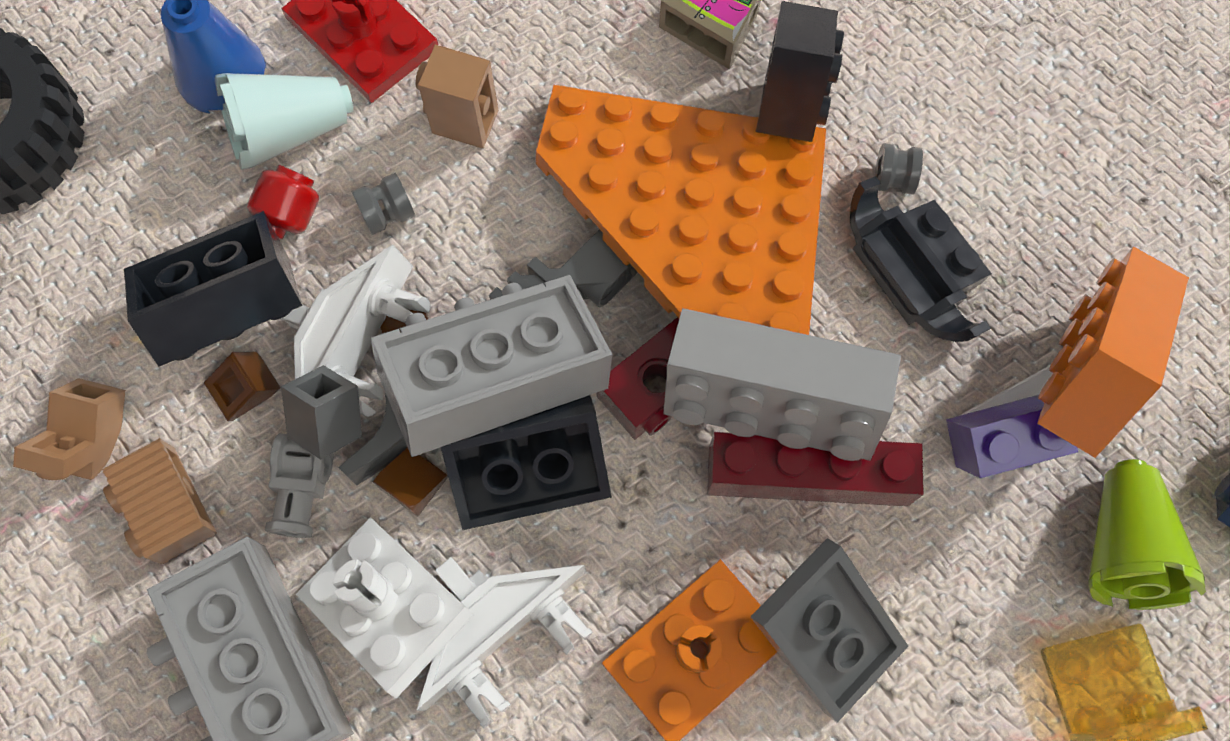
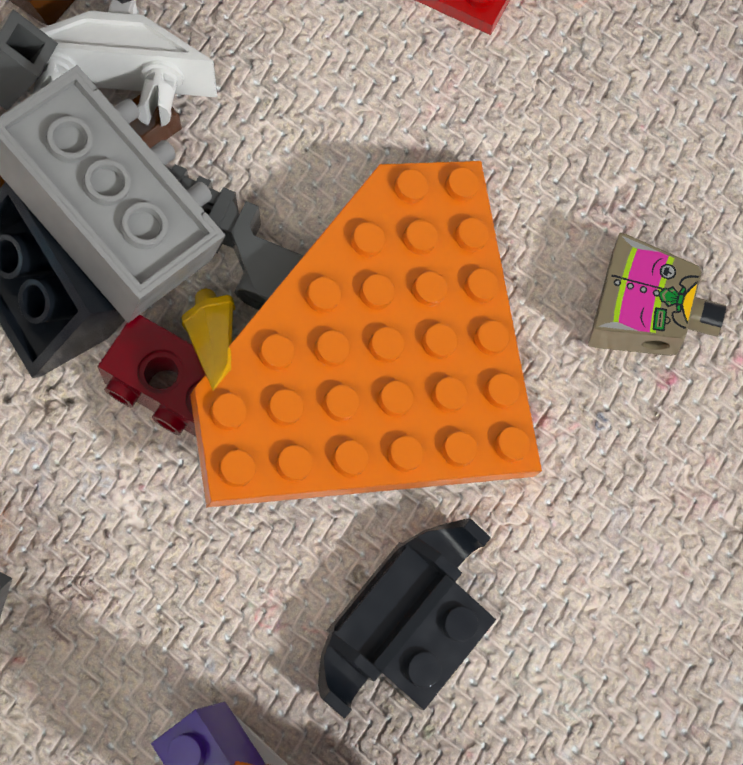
camera: 70 degrees right, 0 degrees up
(394, 200) = (274, 42): dark grey wheel -> none
(458, 95) = (414, 65): medium nougat brick -> none
(636, 324) = (210, 331): none -> yellow bar
(771, 470) = (115, 569): dark red brick -> none
(780, 385) = (162, 477): light grey brick -> none
(800, 71) = (576, 403): black brick -> none
(899, 168) = (516, 564): dark grey wheel -> none

